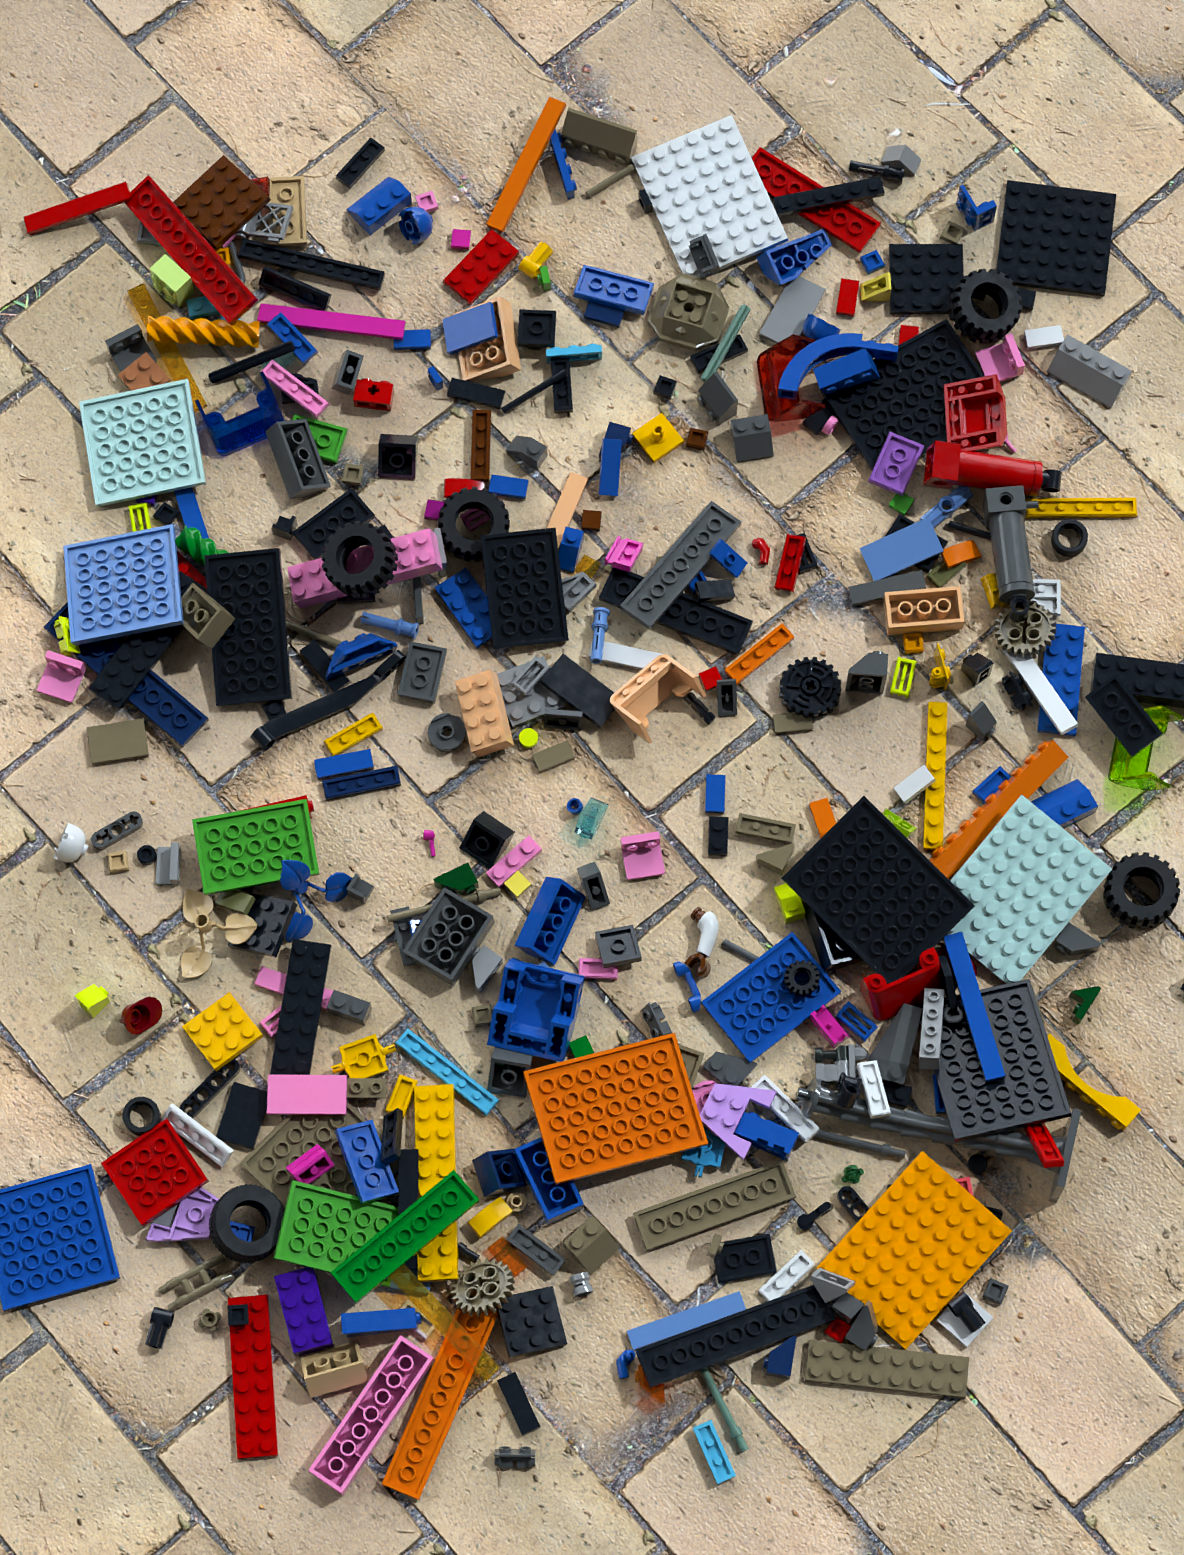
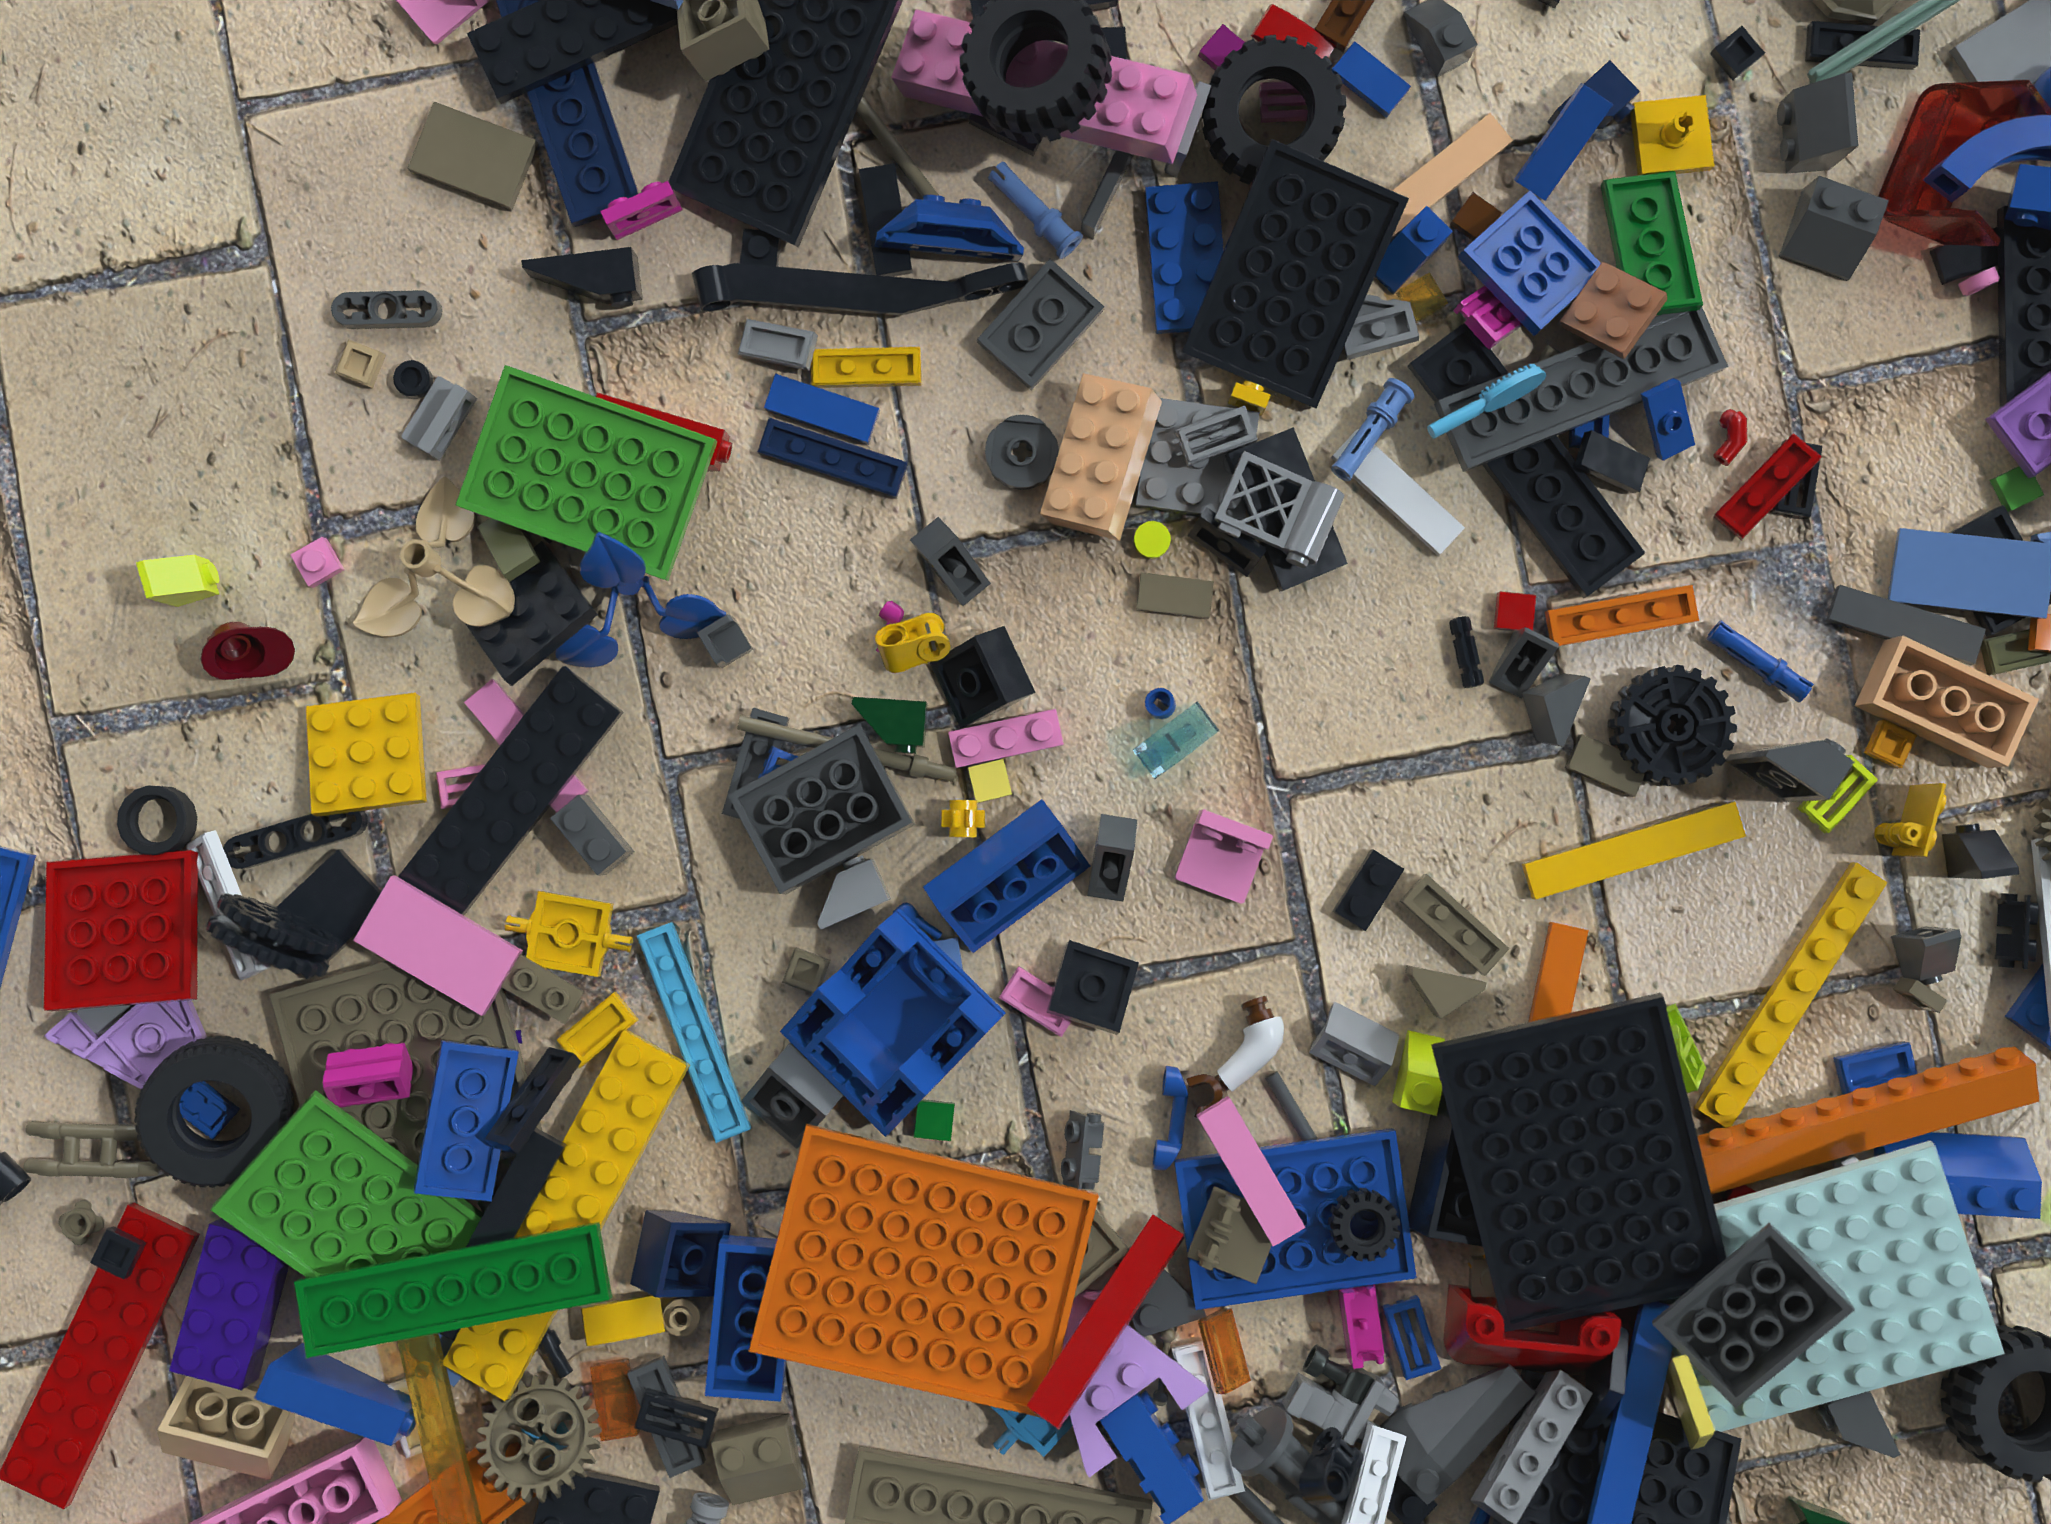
camera: 25 degrees right, 15 degrees up
(71, 844) = (291, 291): white cylinder -> none
(149, 960) = (317, 562): none -> bright pink plate
(206, 762) = (601, 275): none -> black slope
(211, 722) = (642, 210): none -> dark pink plate
(232, 1123) = (272, 935): none -> black piece
(307, 746) = (778, 344): none -> light grey tile
(442, 796) = (950, 561): none -> dark grey slope
(445, 843) = (909, 644): none -> yellow piece
(515, 905) = (963, 818): none -> yellow gear
(535, 650) = (1250, 395): none -> yellow plate
(544, 1251) = (680, 1404): none -> black tile
(593, 690) = (1307, 521): none -> light grey piece
(627, 525) = (1530, 262): none -> plate
(645, 589) = (1500, 395): none -> medium azure piece
(650, 689) = (1404, 572): light nougat windscreen -> none
(674, 525) = (1613, 310): none -> nougat plate
(676, 488) = (1653, 236): none -> green tile
(697, 439) = (1737, 176): reddish brown tile -> none
(710, 1085) = (1105, 1322): none -> red tile
(715, 794) = (1405, 815): blue tile -> none
(736, 982) = (1250, 1171): none -> bright pink tile
(747, 1016) = (1230, 1237): none -> dark tan hinge
(752, 709) = (1554, 707): none -> dark grey slope
(753, 906) = (1356, 1044): none -> light grey panel
(774, 1074) = (1224, 1351): none -> clear orange tile
(826, 752) = (1633, 850): none -> yellow tile
(833, 639) = (1772, 670): none -> blue pin
(914, 784) = (1749, 994): white tile -> none
(987, 911) = (1754, 1314): none -> dark grey slope
(988, 968) = (1689, 1402): none -> light yellow tile
(990, 742) = (1920, 994): none -> dark tan tile

